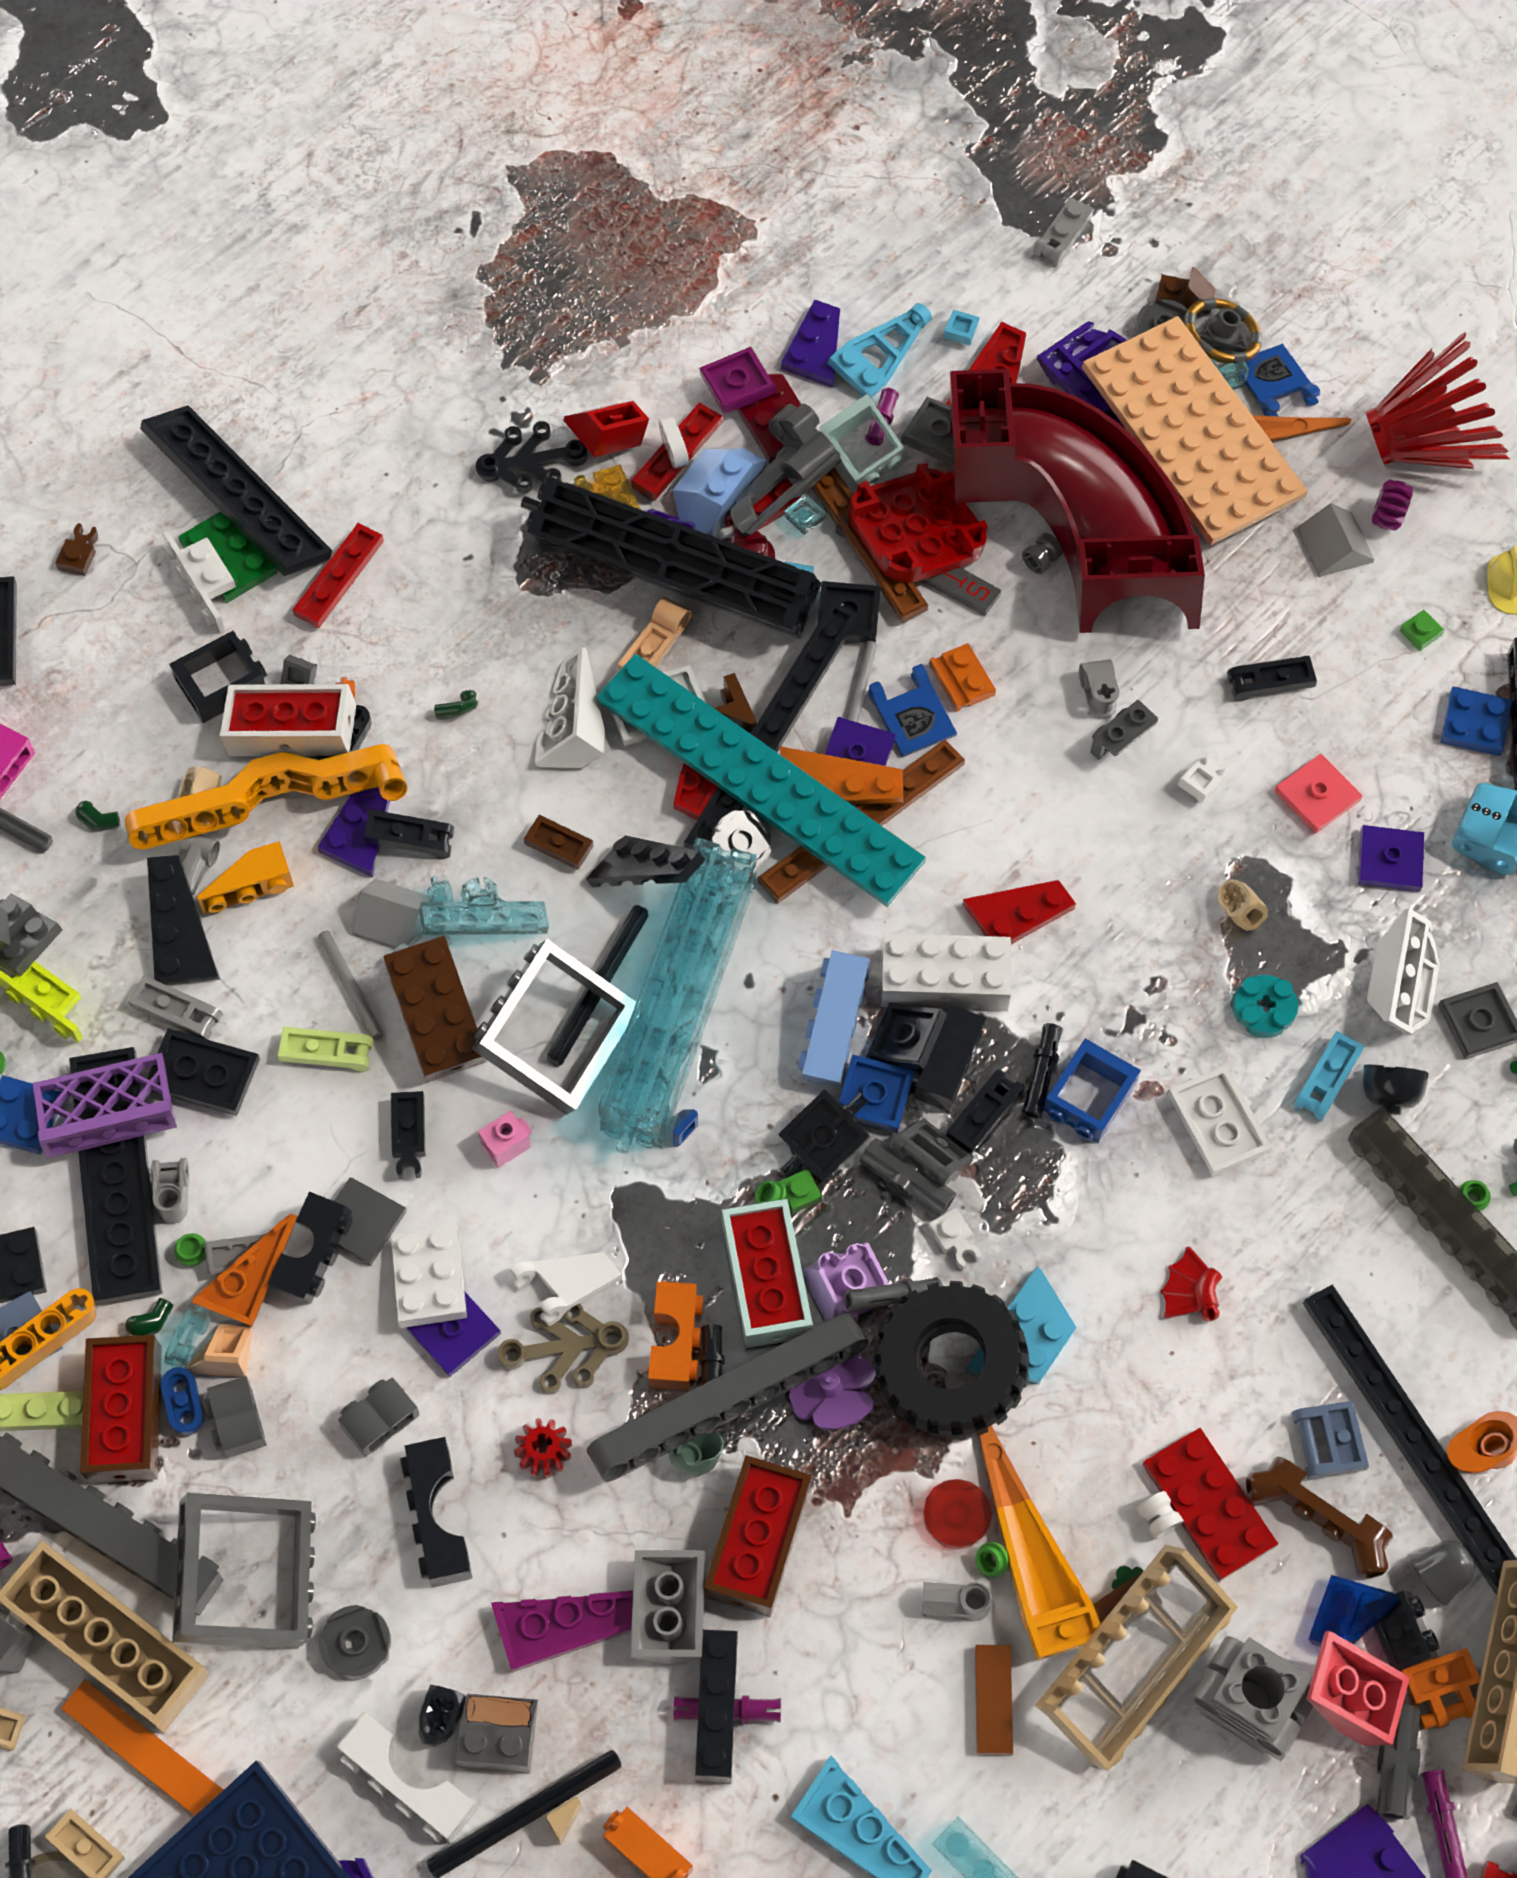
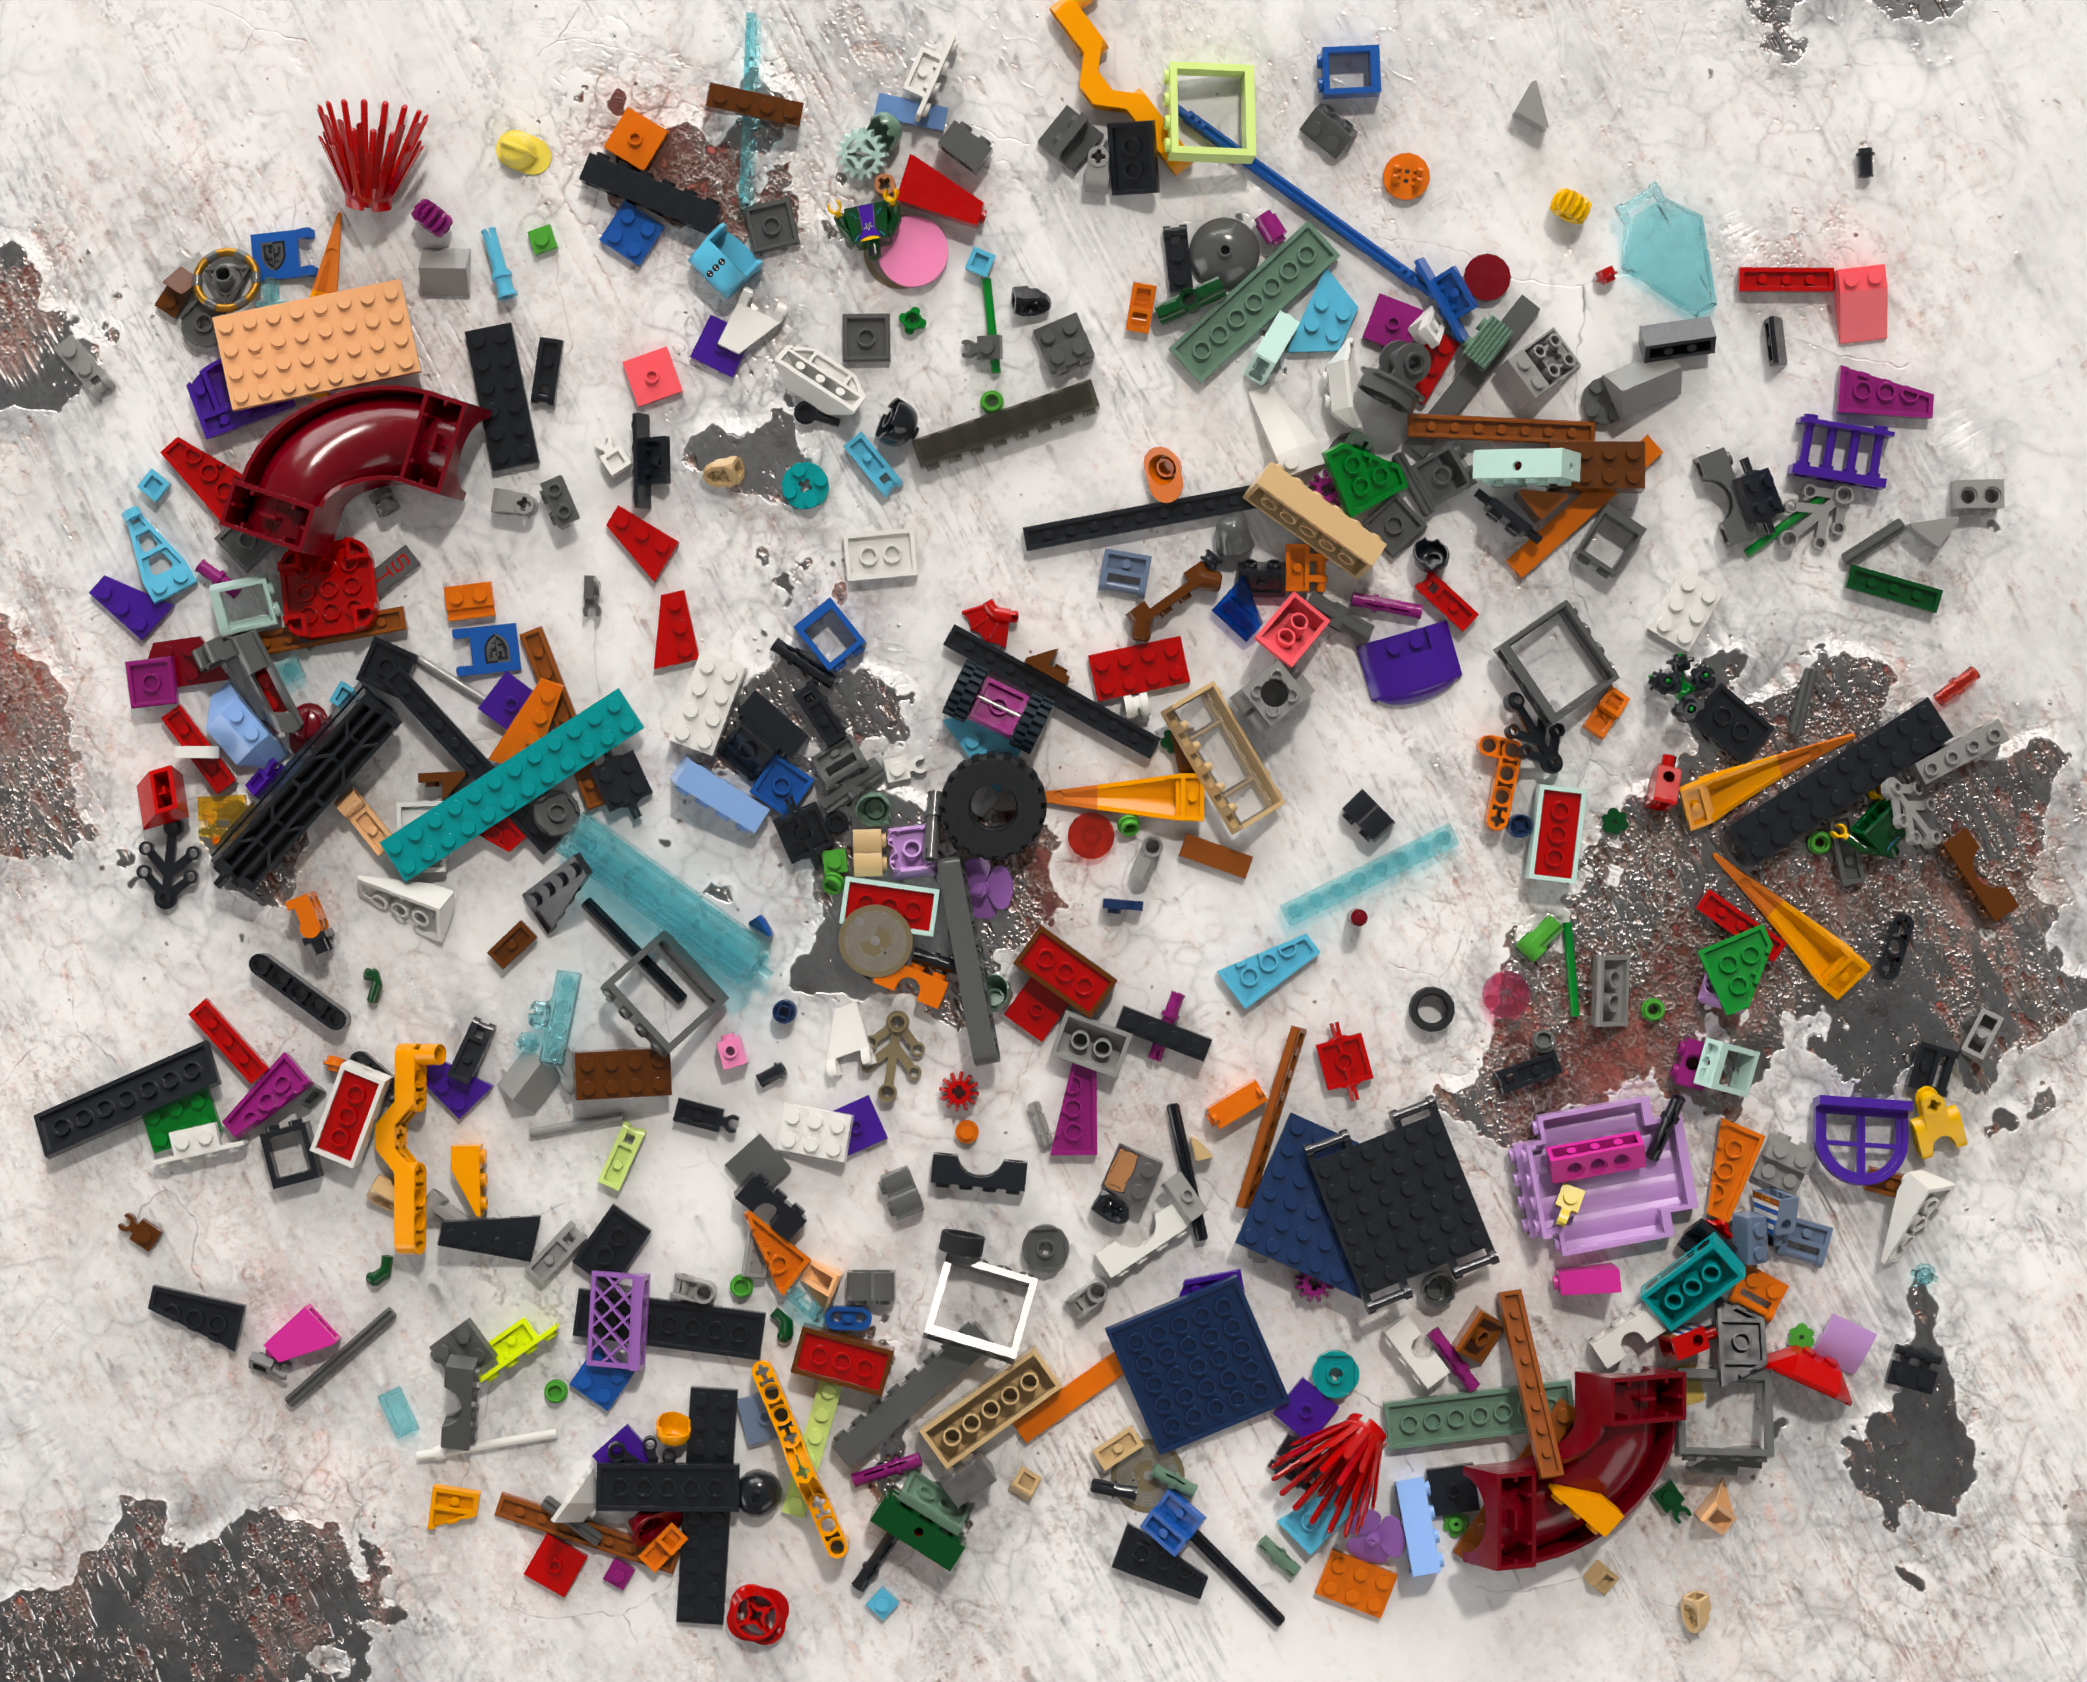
camera: 65 degrees left, 25 degrees up
(288, 633) = (272, 1092): none -> magenta wing
(293, 1724) = (1086, 1299): none -> light grey piece
(329, 1517) = (961, 1243): none -> black tyre
(423, 641) = (288, 990): none -> black beam
(486, 1816) = (1184, 1197): none -> light grey plate
(489, 1478) = (966, 1131): none -> orange plate
(490, 1199) = (772, 1074): none -> black pin
(513, 614) = (312, 922): none -> orange hips
(531, 1576) = (1040, 1123): none -> light grey axle
(579, 1194) = (787, 1013): none -> dark blue wheel
(689, 1517) = (1036, 1009): none -> red plate
(714, 1264) = (875, 941): none -> dark tan piece
(807, 904) = (621, 782): none -> black plate
(828, 1226) = (868, 852): none -> tan brick
(851, 1177) = (837, 822): none -> black plate
(874, 1579) = (1116, 905): none -> dark blue plate
(886, 1212) = (873, 809): none -> sand green hair
(1029, 799) = (591, 590): none -> dark grey plate
(1085, 1321) = (998, 706): none -> plate
(1114, 843) = (643, 541): none -> red wing
(1131, 1400) = (1065, 697): none -> black plate
(1166, 1370) = (1042, 663): none -> reddish brown slope
(1216, 815) = (650, 460): none -> black bracket
(1222, 642) = (502, 391): none -> black plate
(1356, 979) = (807, 414): none -> black plate
(1360, 596) = (500, 274): none -> medium azure pin
(1399, 1551) = (1211, 559): none -> black bush
(1433, 877) = (749, 325): none -> white flag

